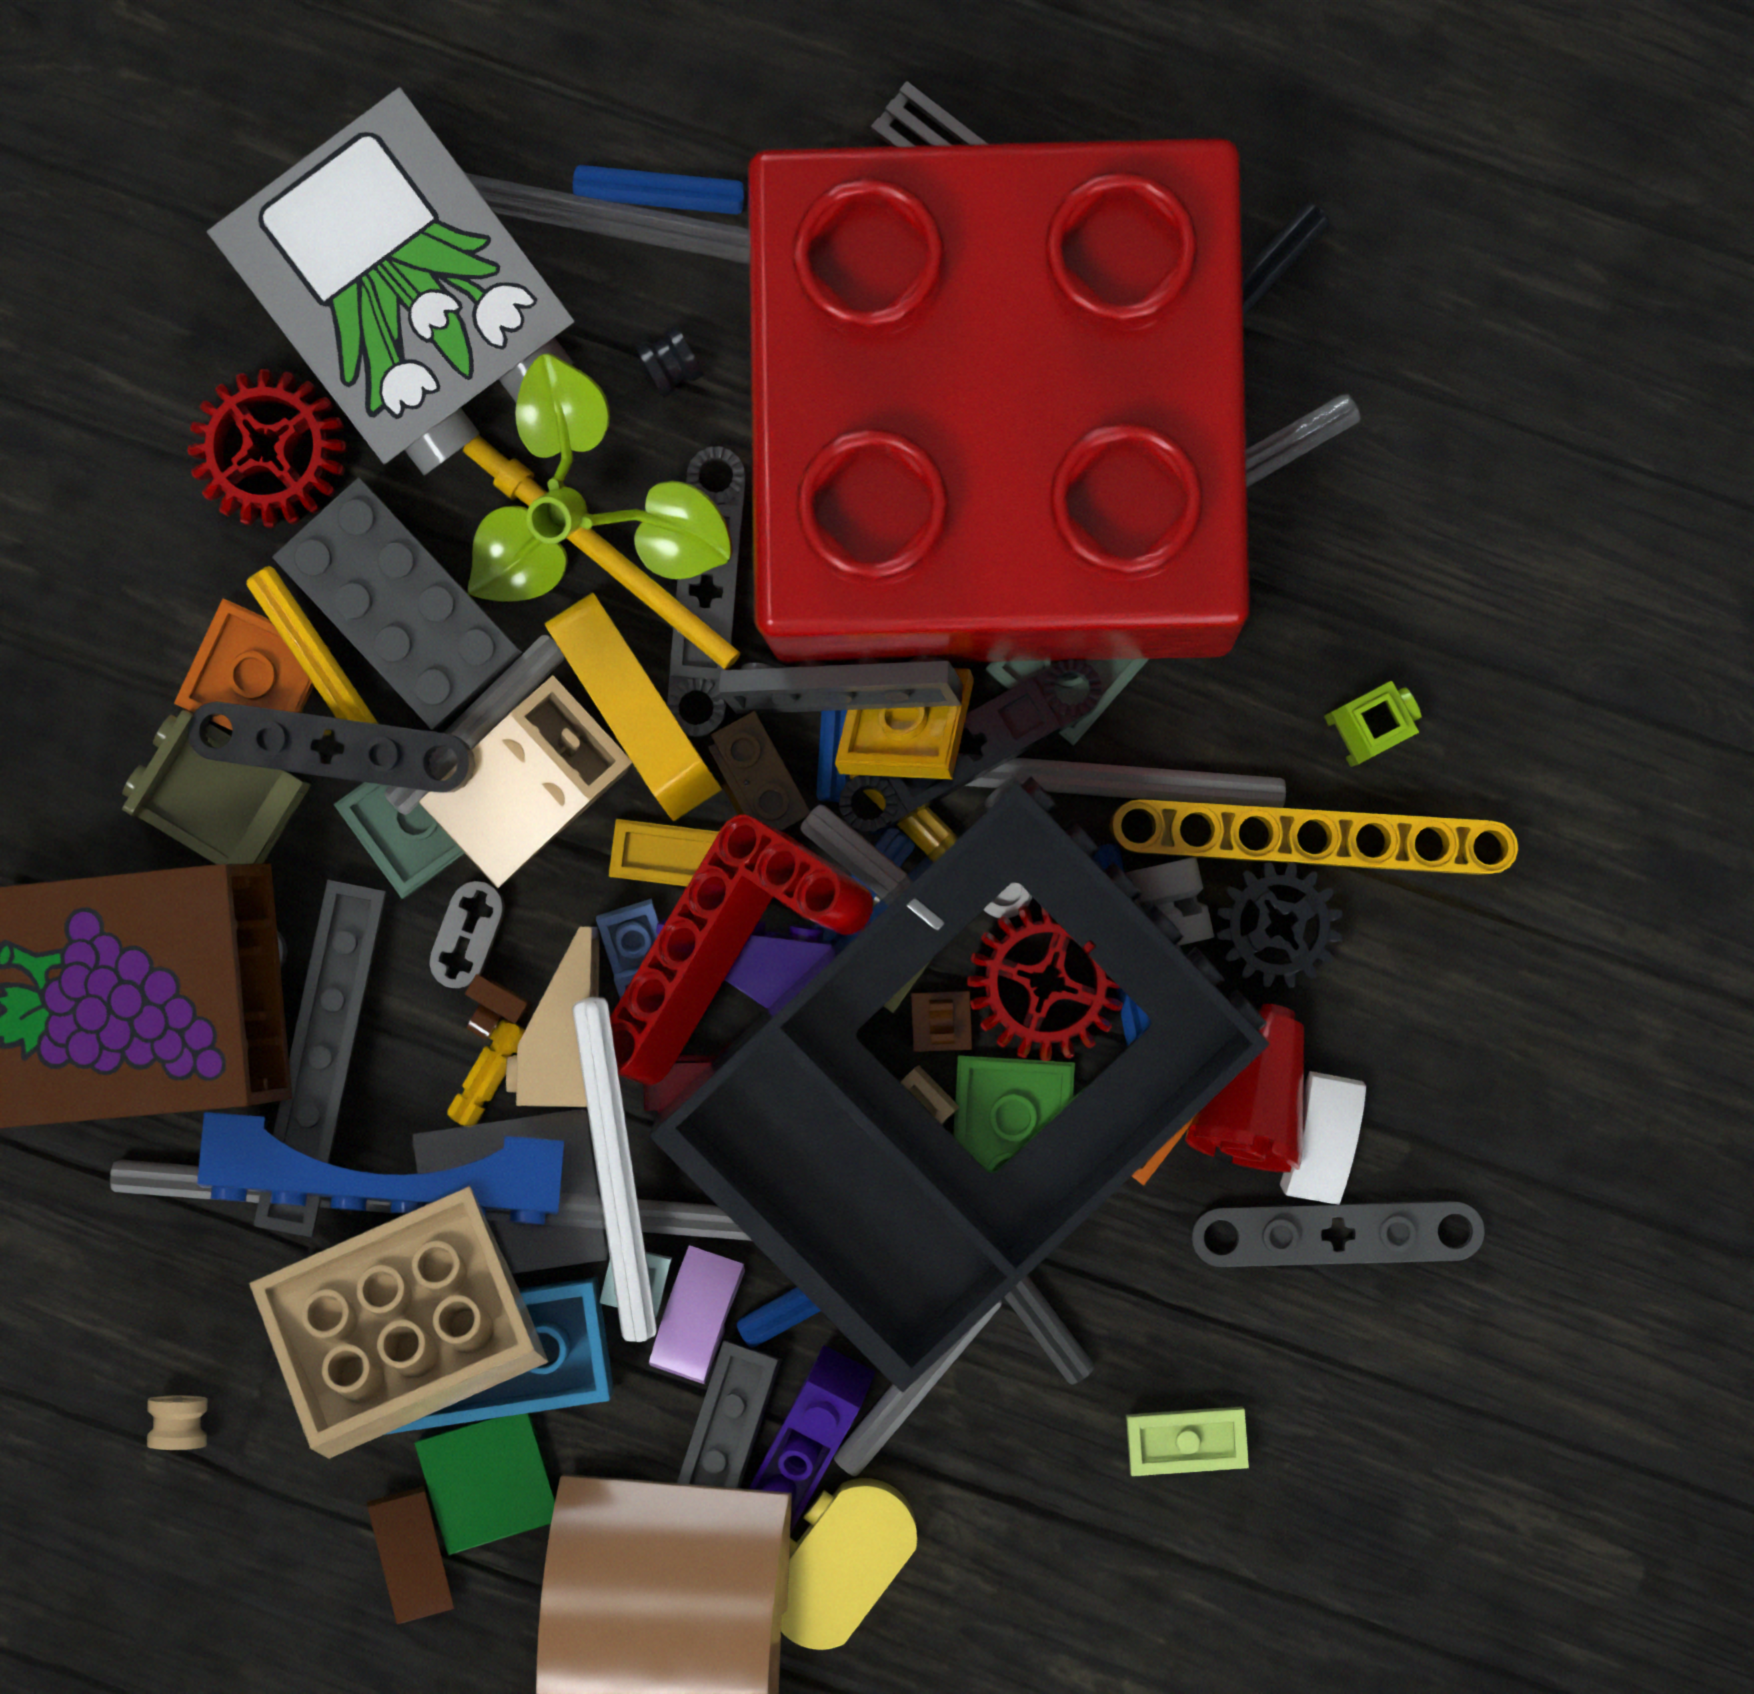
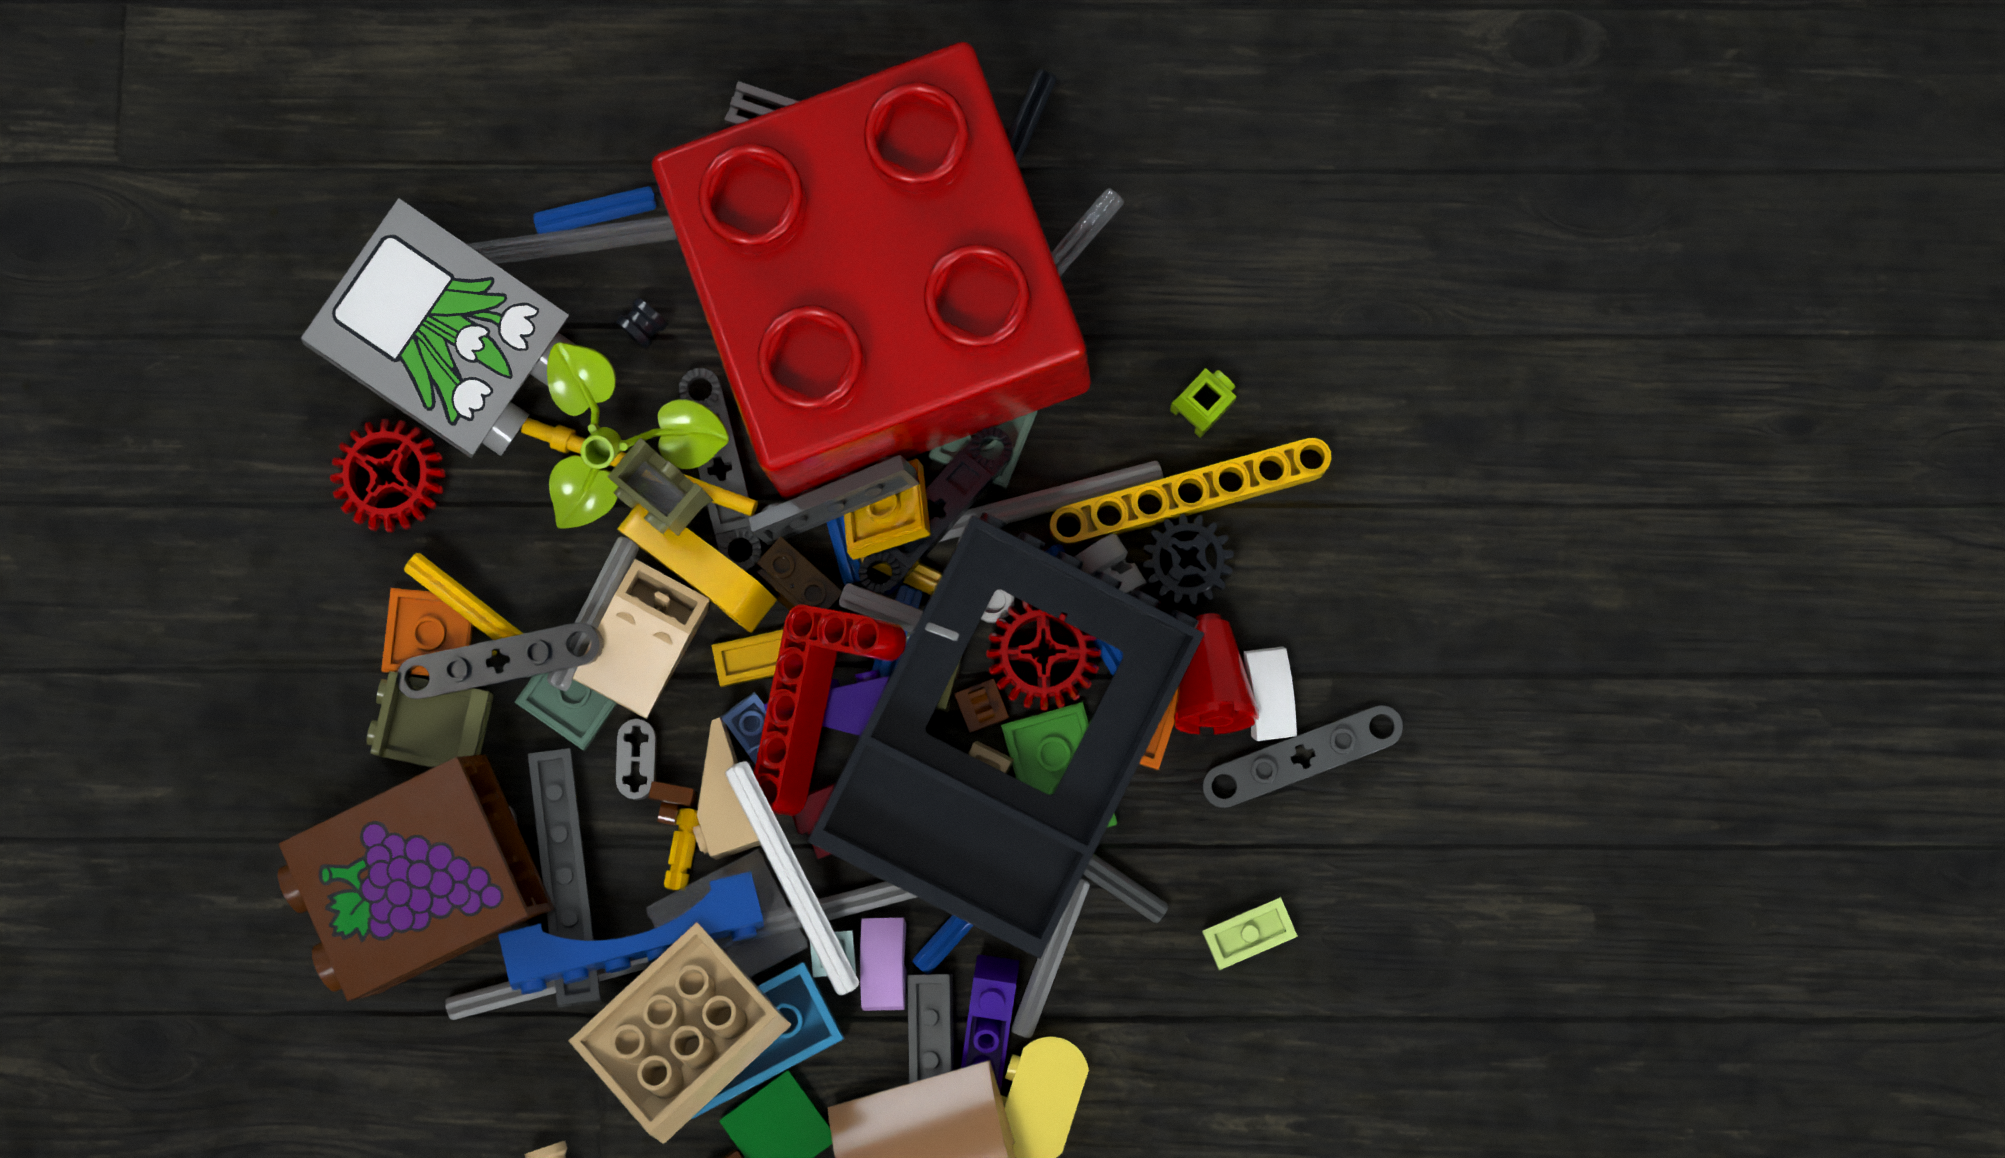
camera: 20 degrees left, 5 degrees down
(398, 605) = (513, 550): dark grey brick -> none
(615, 592) = (658, 487): none -> olive window

